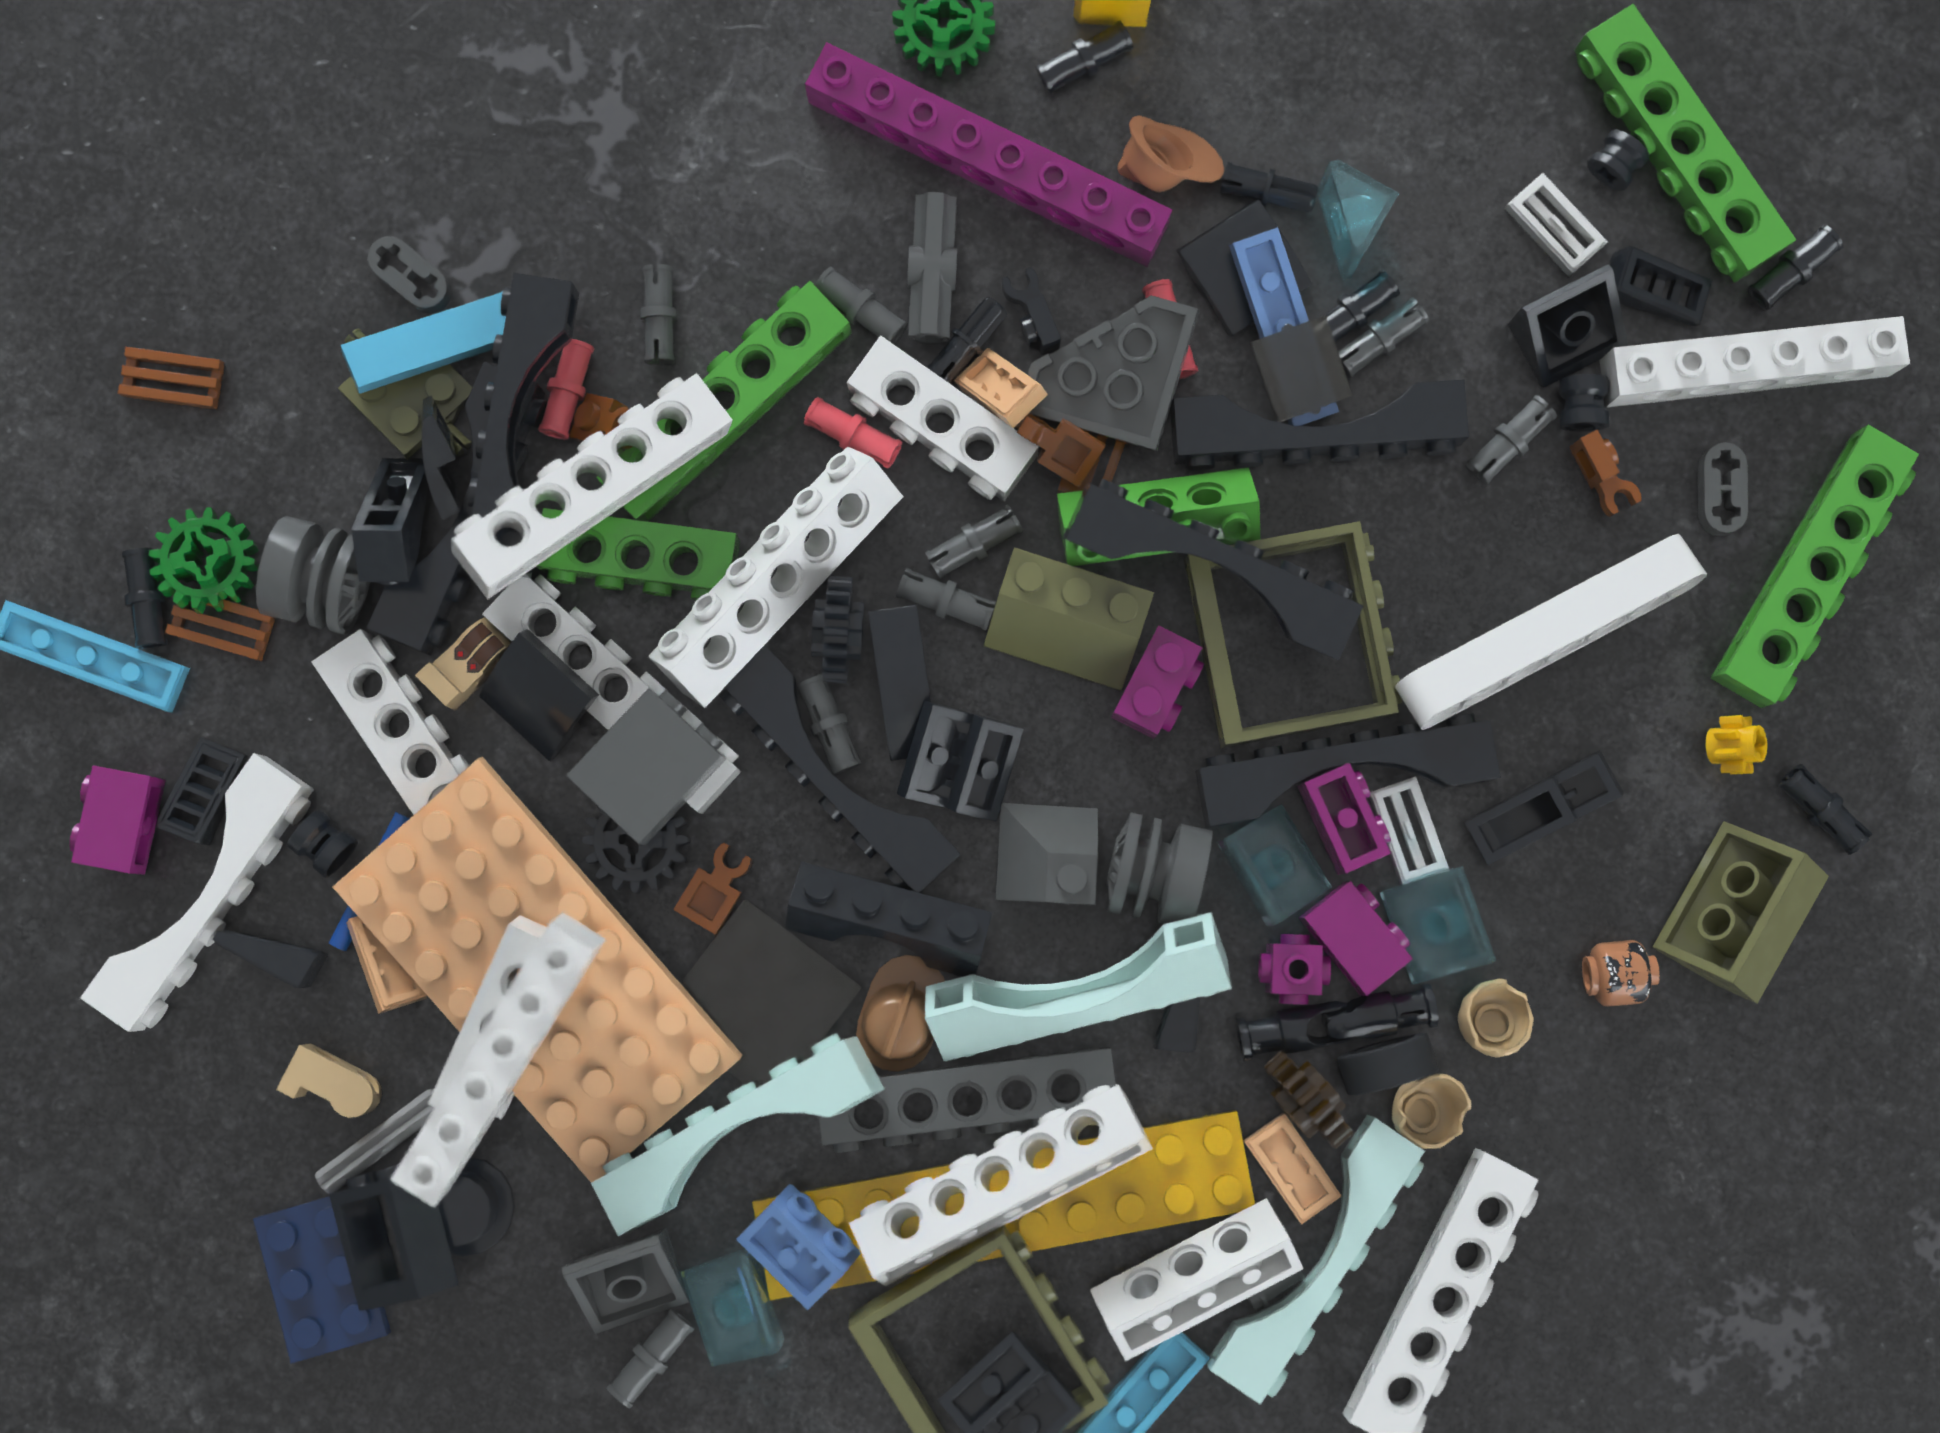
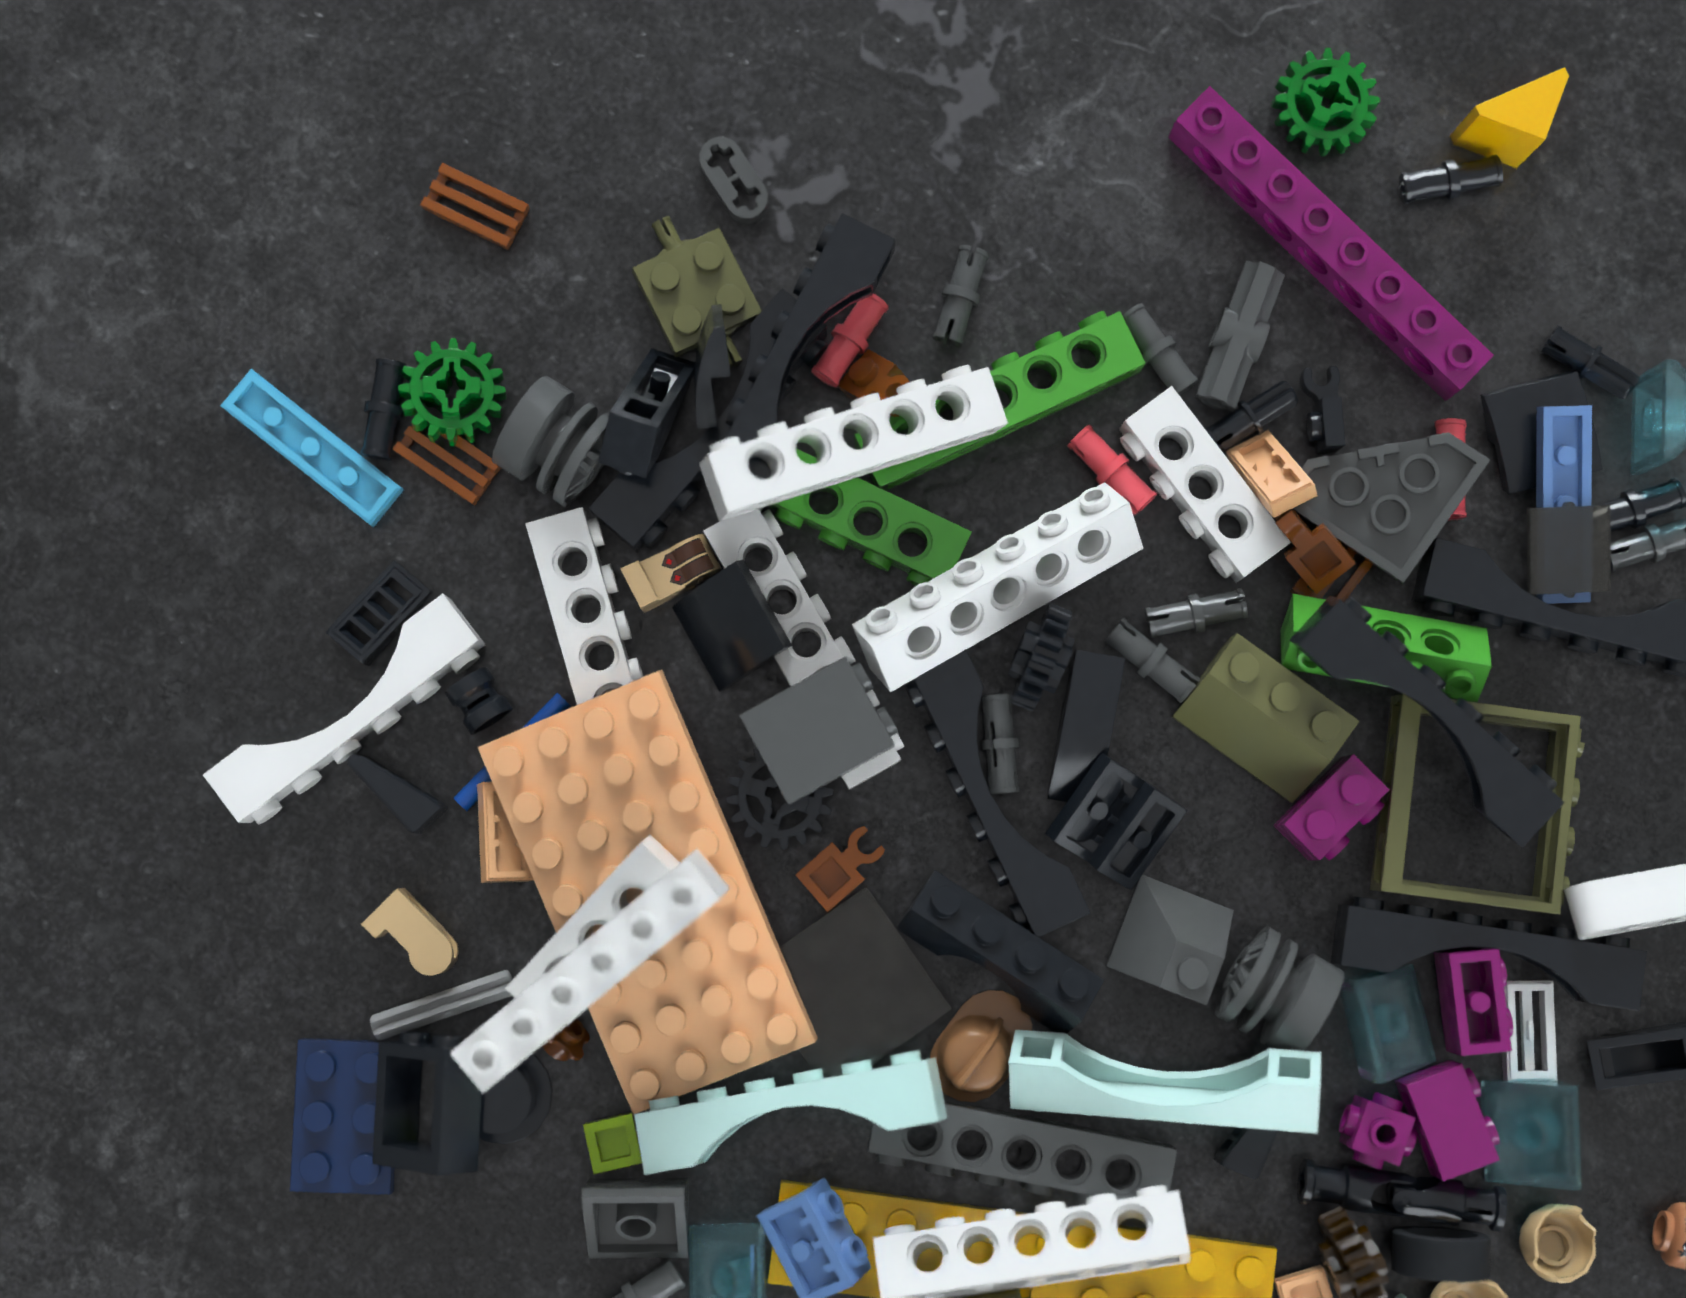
camera: 15 degrees right, 0 degrees up
(116, 820) = (290, 614): magenta brick -> none
(424, 344) = (733, 252): medium azure tile -> none
(506, 1135) = (568, 1042): none -> reddish brown plate
(580, 1218) = (612, 1142): none -> lime plate
(1167, 155) = (1501, 301): nougat piece -> none

